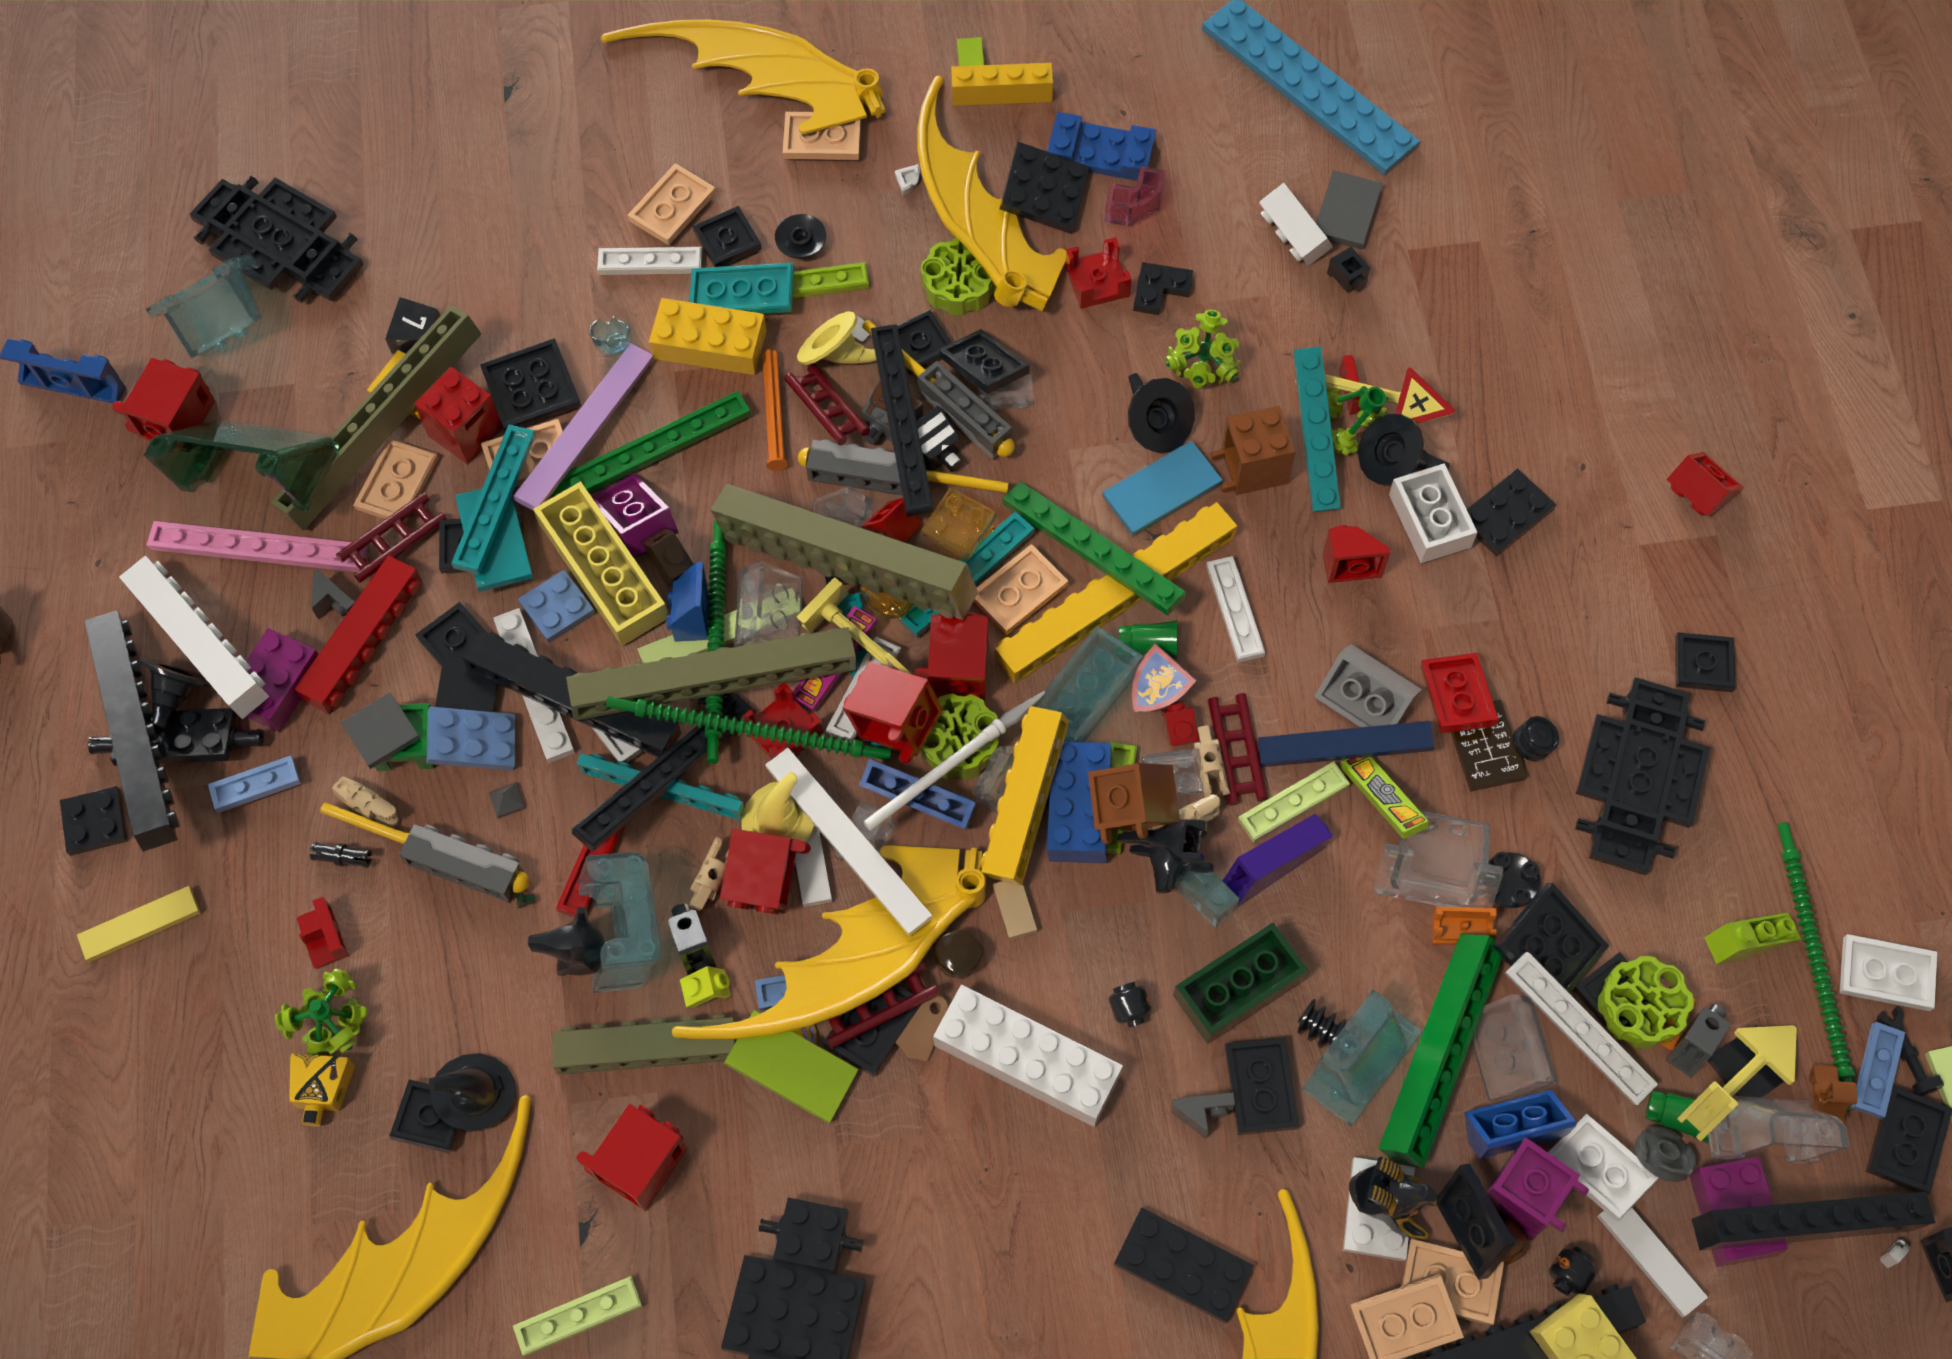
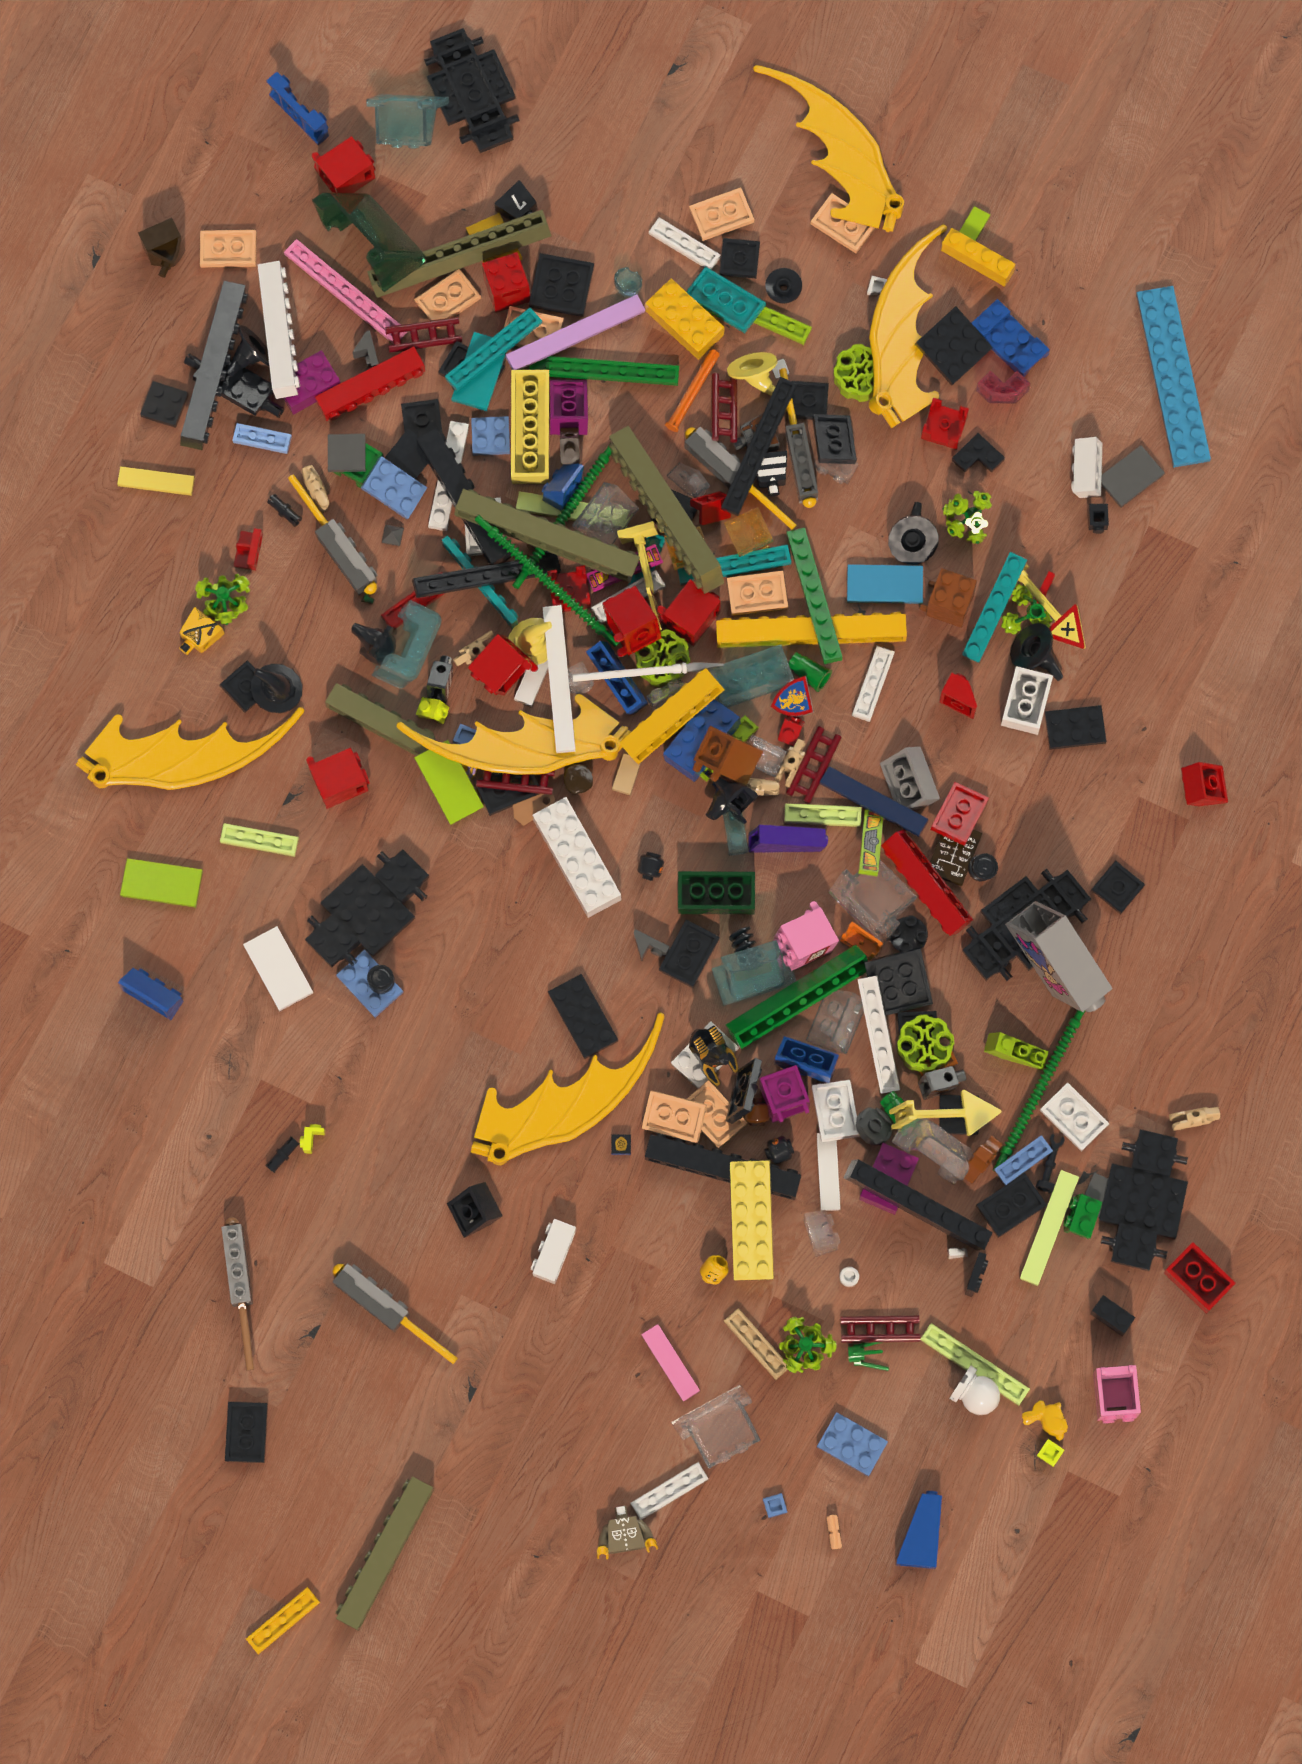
camera: 35 degrees right, 10 degrees up
(69, 584) = (227, 248): none -> light nougat tile
(1399, 961) = (806, 938): none -> bright pink container
(1487, 800) = (926, 882): none -> red brick
(1735, 776) = (1060, 957): none -> light grey brick

